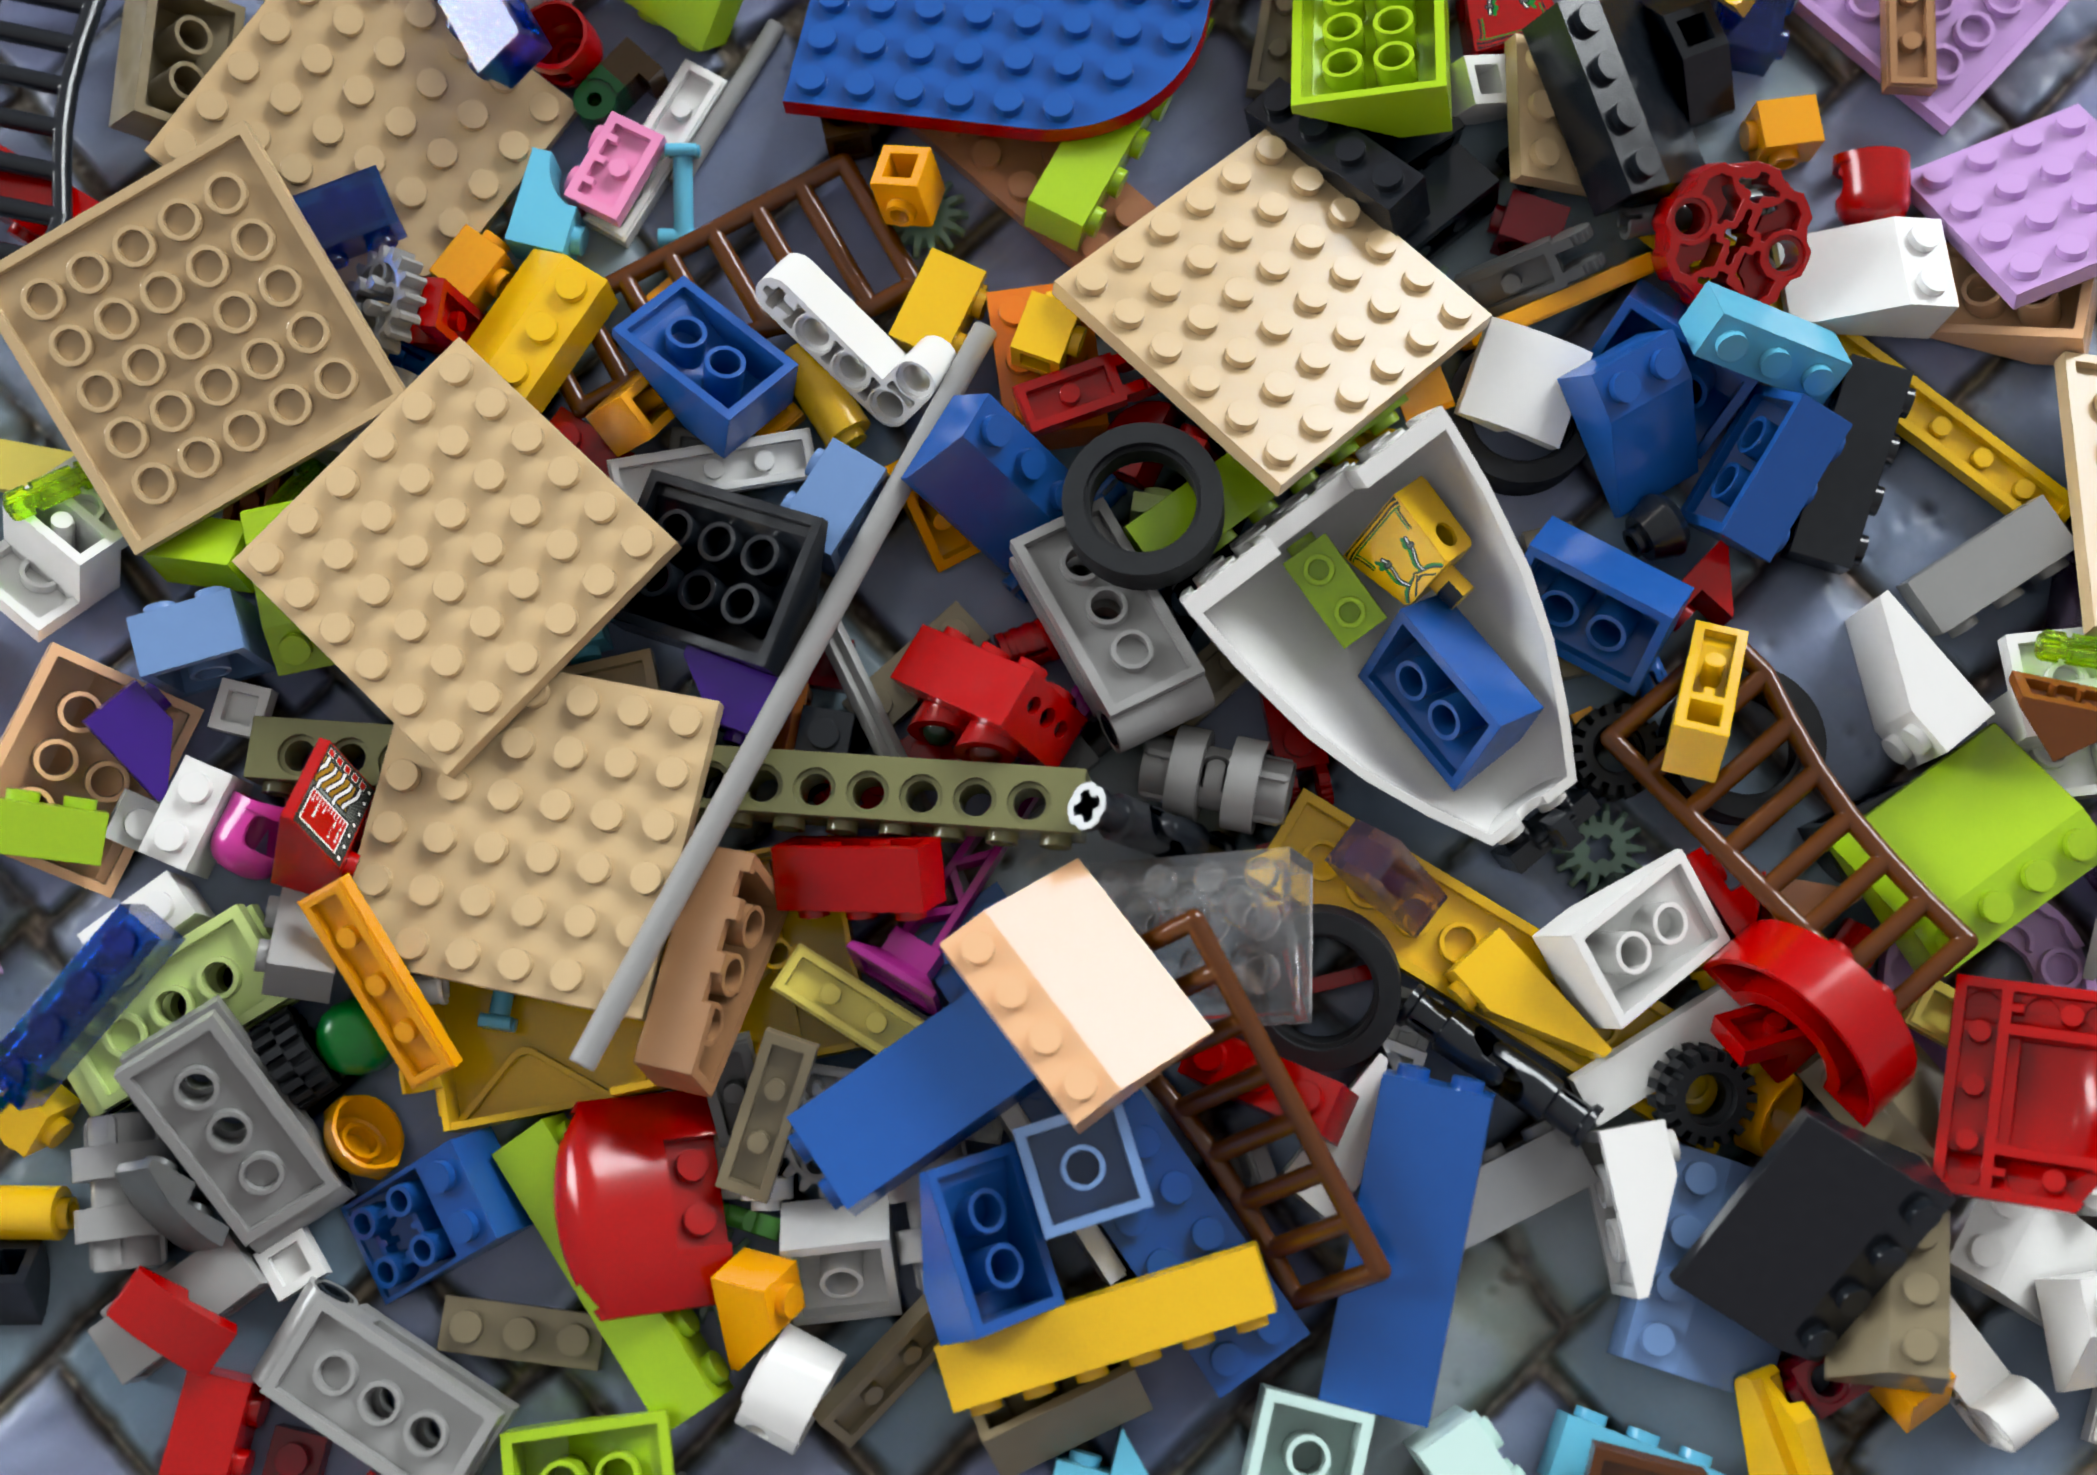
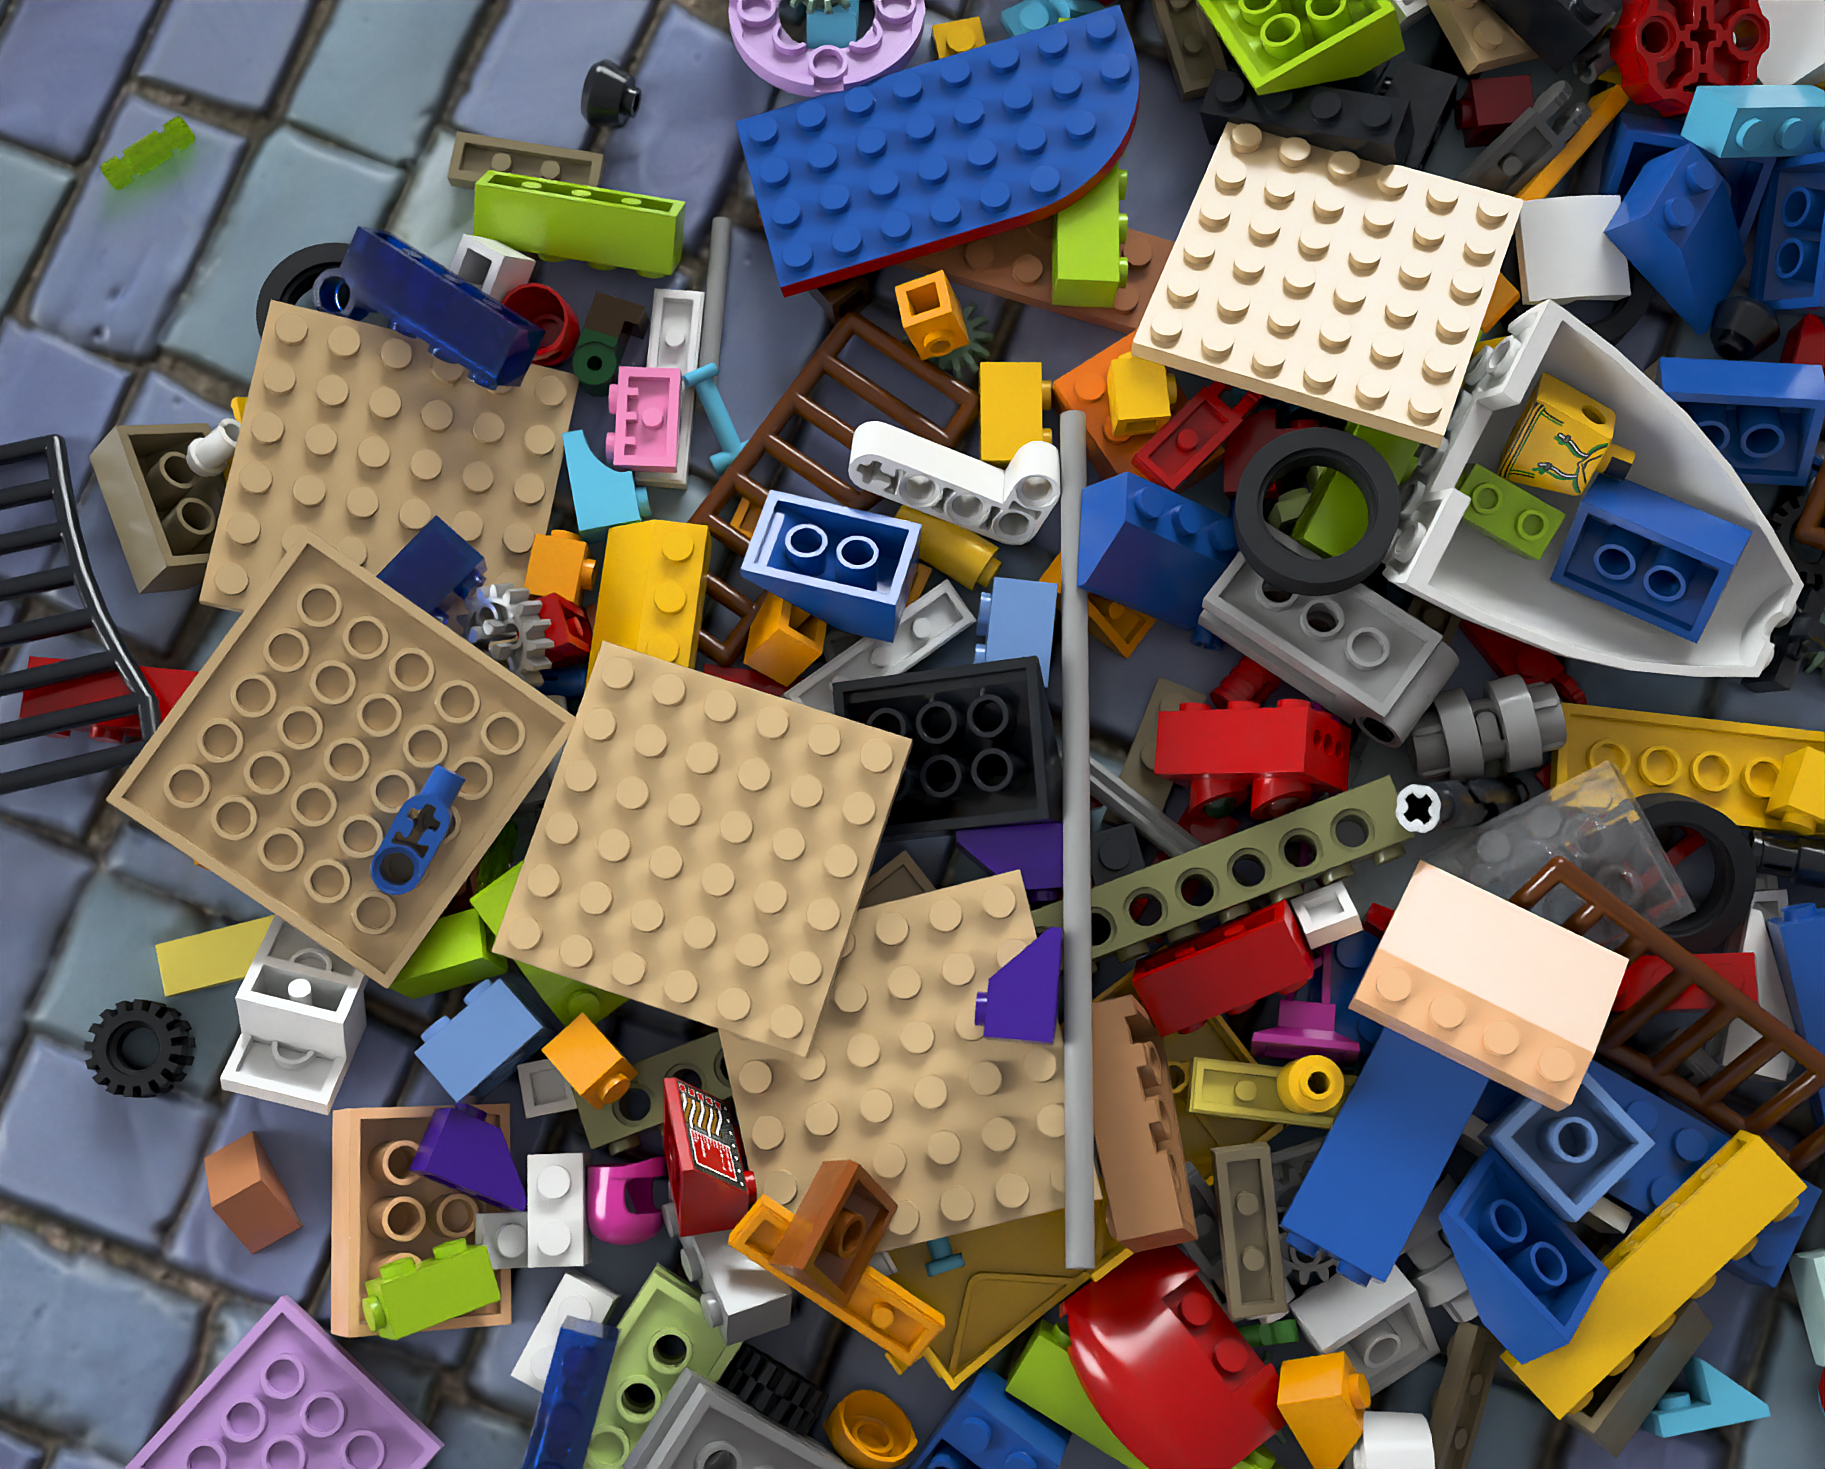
camera: 30 degrees left, 0 degrees up
(45, 491) = (273, 967): clear neon green axle -> none
(220, 442) = (439, 792): none -> blue piece
(223, 29) = (210, 454): none -> white pin
(275, 698) = (590, 1062): none -> light orange brick
(350, 1041) = (818, 1343): green helmet -> none
(391, 936) = (835, 1231): none -> dark orange slope
(659, 805) = (1024, 994): none -> dark purple slope
(879, 1028) = (1294, 1088): none -> yellow brick
(972, 869) = (1326, 914): none -> white plate
(1386, 876) = (1679, 747): slope -> none

